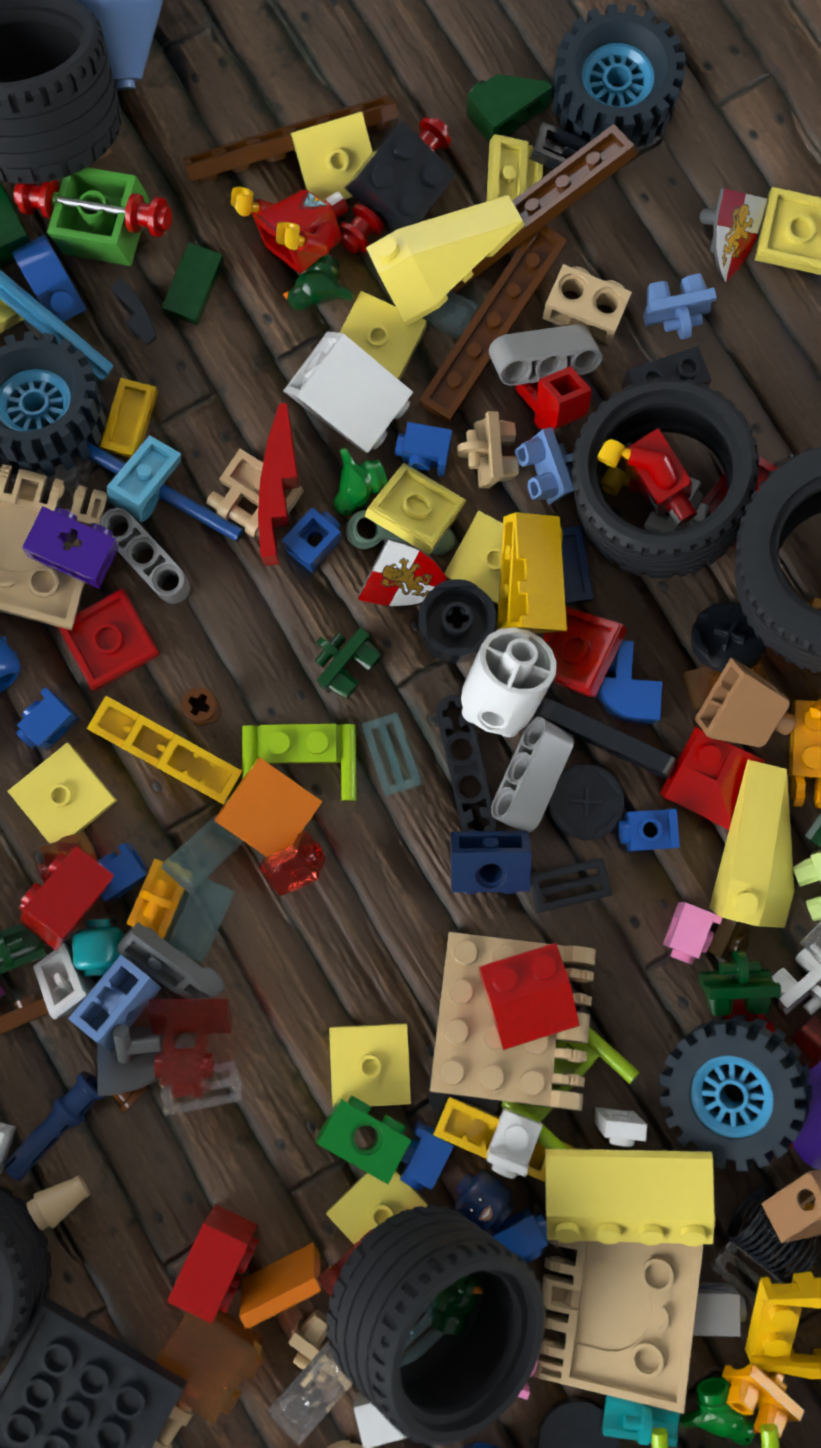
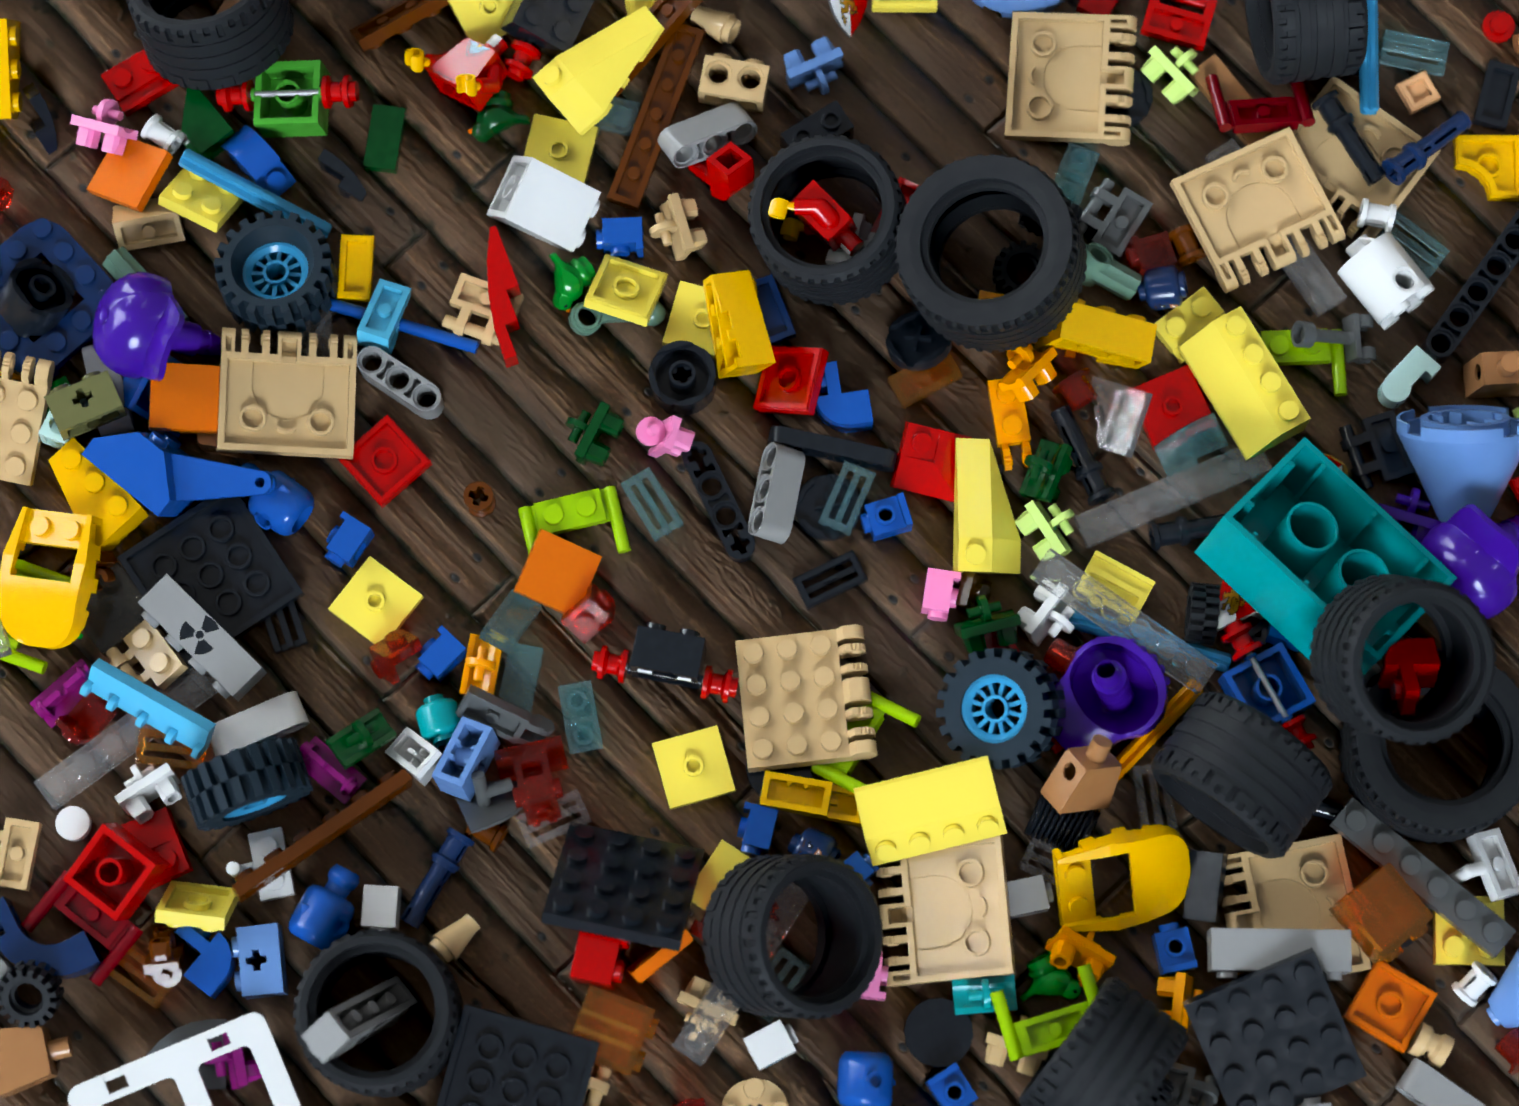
camera: 15 degrees left, 5 degrees down
(48, 539) = (357, 393): dark purple brick -> none
(65, 897) = (401, 684): red brick -> none
(164, 749) = (455, 543): yellow slope -> none
(254, 1204) = (623, 886): none -> black plate
(257, 978) = (580, 717): none -> clear light blue slope
(310, 525) = (542, 323): blue brick -> none
(367, 941) = (667, 659): none -> black brick
(377, 1159) = (682, 827): green brick -> none
(401, 576) = (626, 350): shield -> none
(421, 683) = (664, 436): none -> bright pink hips
(455, 1304) = (808, 935): dark green animal -> none
(505, 849) = (739, 565): dark blue brick -> none
(507, 681) = (736, 417): white cylinder -> none
(513, 1144) = (826, 791): white bracket -> none
(529, 996) = (812, 669): red slope -> none
(551, 464) = (733, 227): medium blue hips -> none
(583, 235) = (716, 23): none -> tan cone
(591, 826) = (858, 472): none -> clear light blue tile
(620, 1126) = (912, 760): white plate -> none
(744, 708) = (943, 395): medium nougat torso -> none

